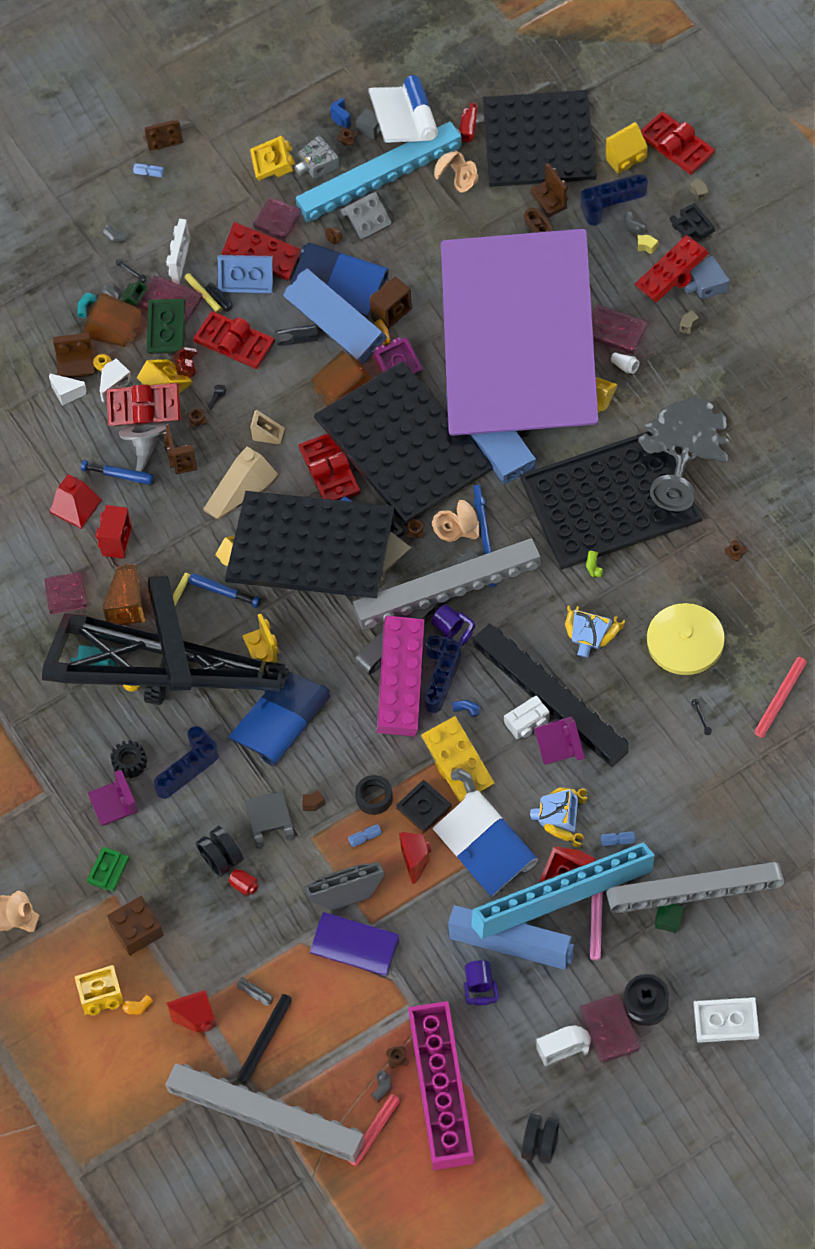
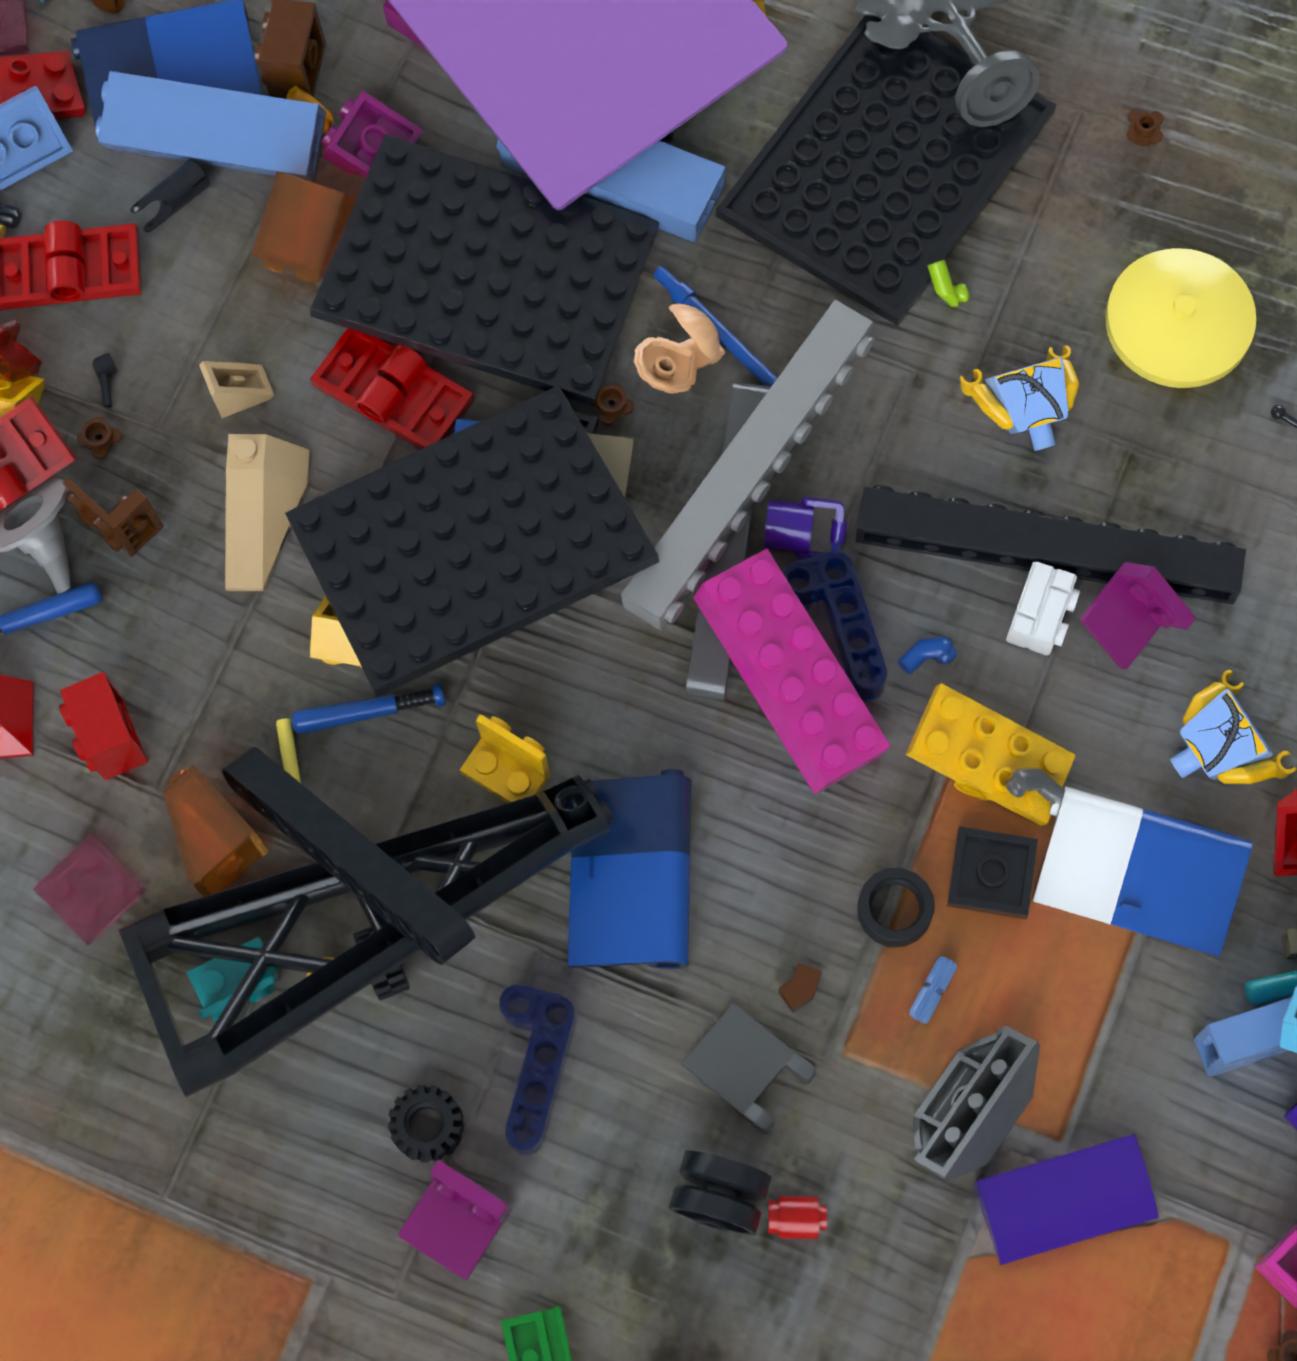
camera: 35 degrees left, 10 degrees up
(415, 853) = (1051, 972): red slope -> none

